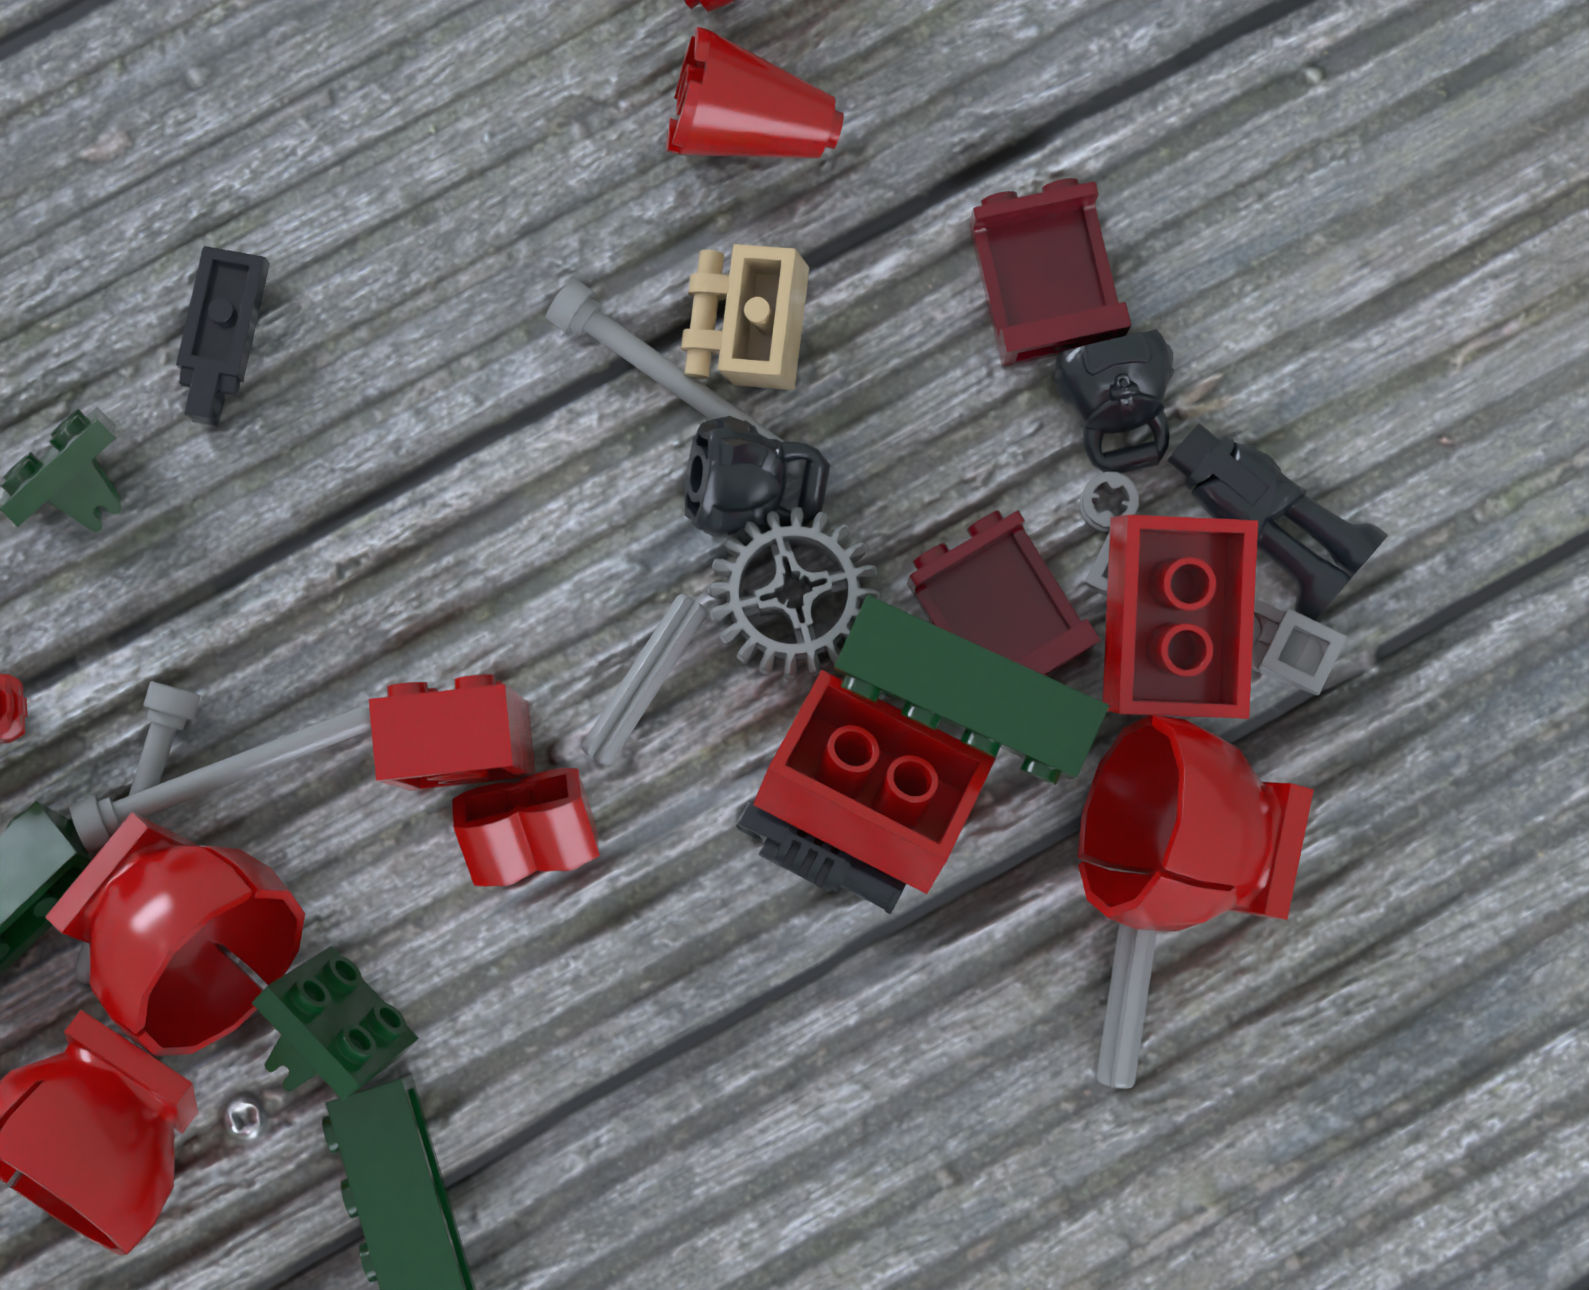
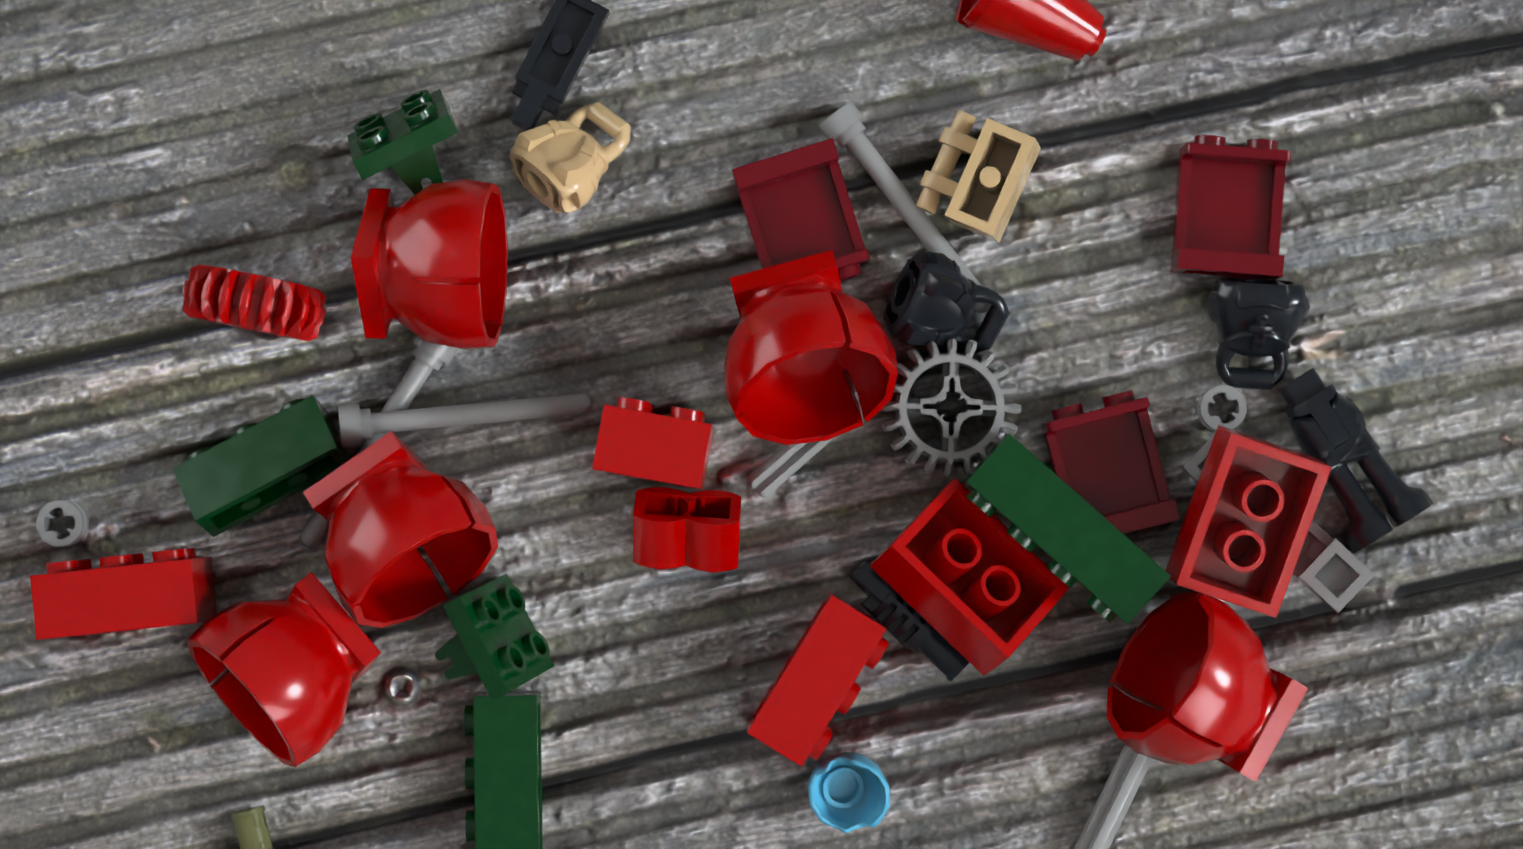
camera: 20 degrees right, 5 degrees up
(134, 601) = (434, 264): none -> red plate
(261, 444) = (564, 162): none -> tan piece
(556, 427) = (801, 208): none -> dark red panel
(594, 577) = (795, 354): none -> red plate
(730, 959) = (818, 680): none -> red brick
(809, 1082) = (848, 792): none -> medium azure hair

